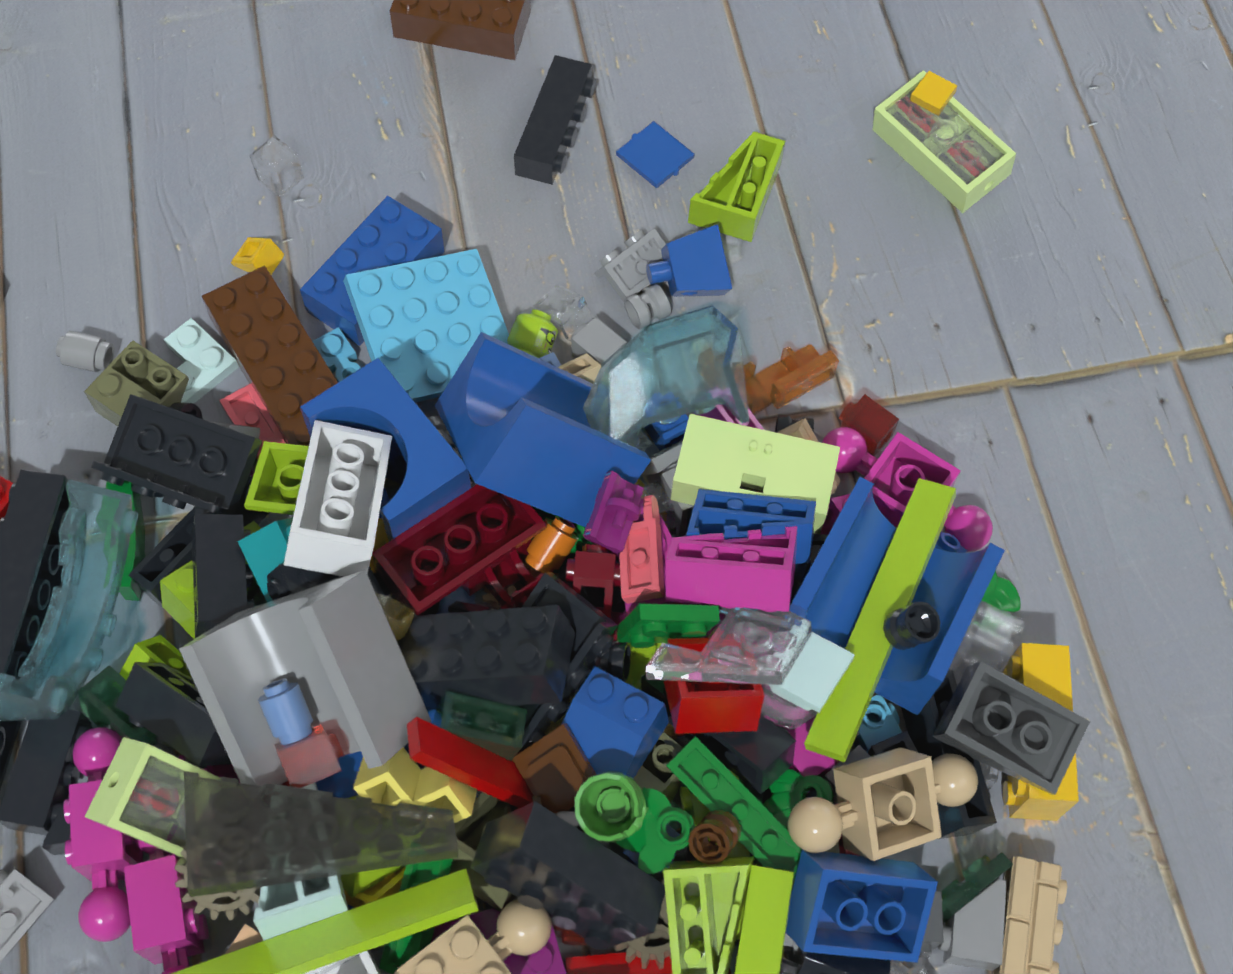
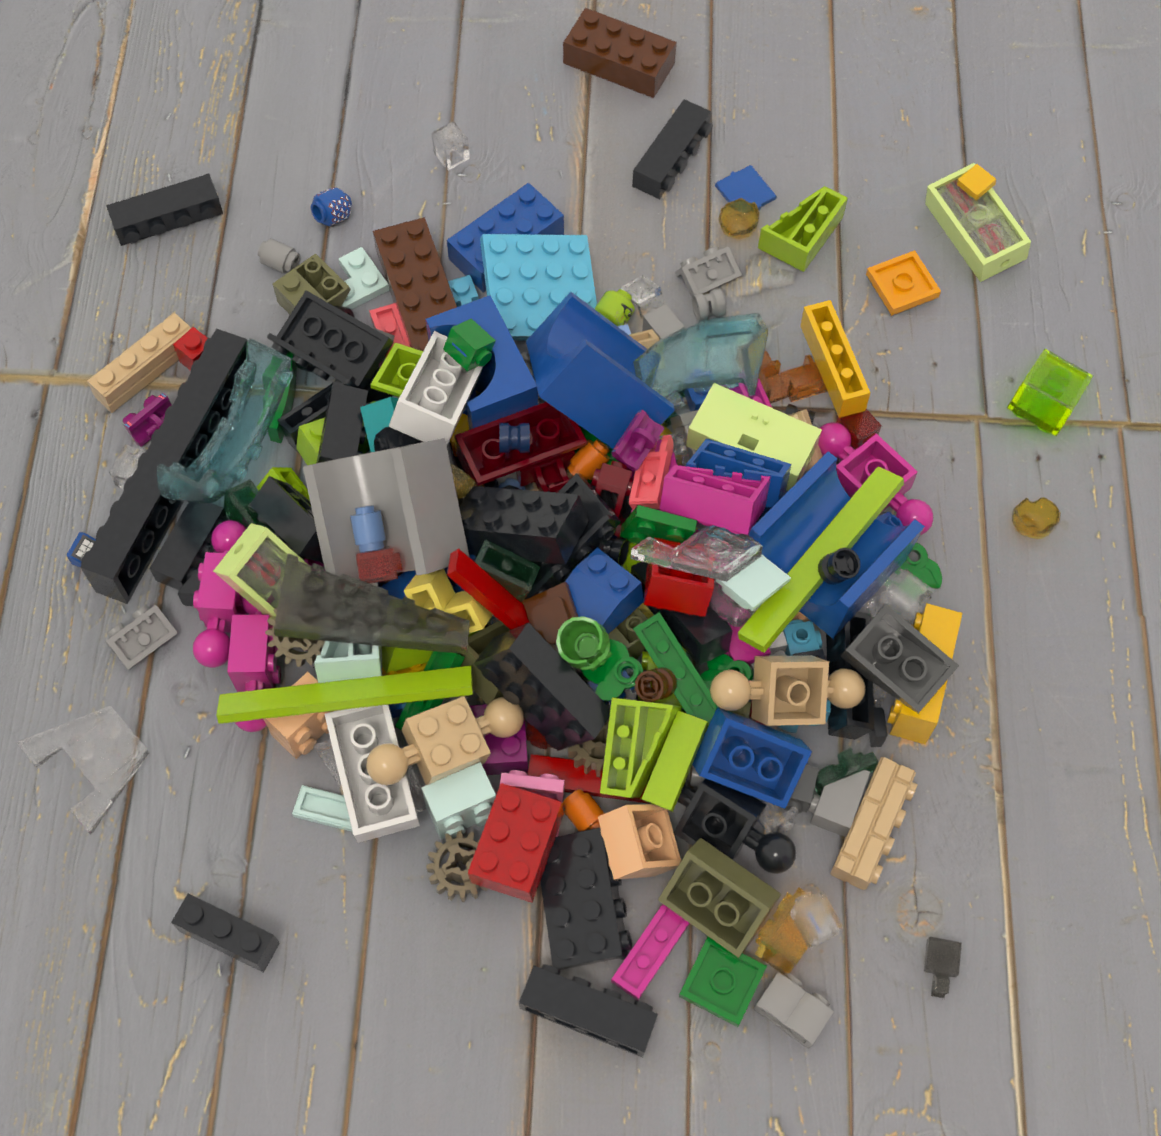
camera: 15 degrees right, 0 degrees up
(140, 273) = (331, 206): none -> blue head
(257, 253) = (420, 208): yellow slope -> none
(366, 431) = (469, 345): none -> green brick
(452, 541) = (514, 437): none -> dark blue wheel
(658, 191) = (739, 218): none -> clear yellow hair
(693, 265) = (751, 279): blue torso -> none
(824, 347) = (835, 359): none -> yellow brick
(874, 232) = (903, 282): none -> light orange plate
(1003, 818) = (879, 735): none -> black tile
(1084, 335) = (1050, 392): none -> clear neon green slope
(1112, 496) = (1036, 518): none -> clear yellow hair

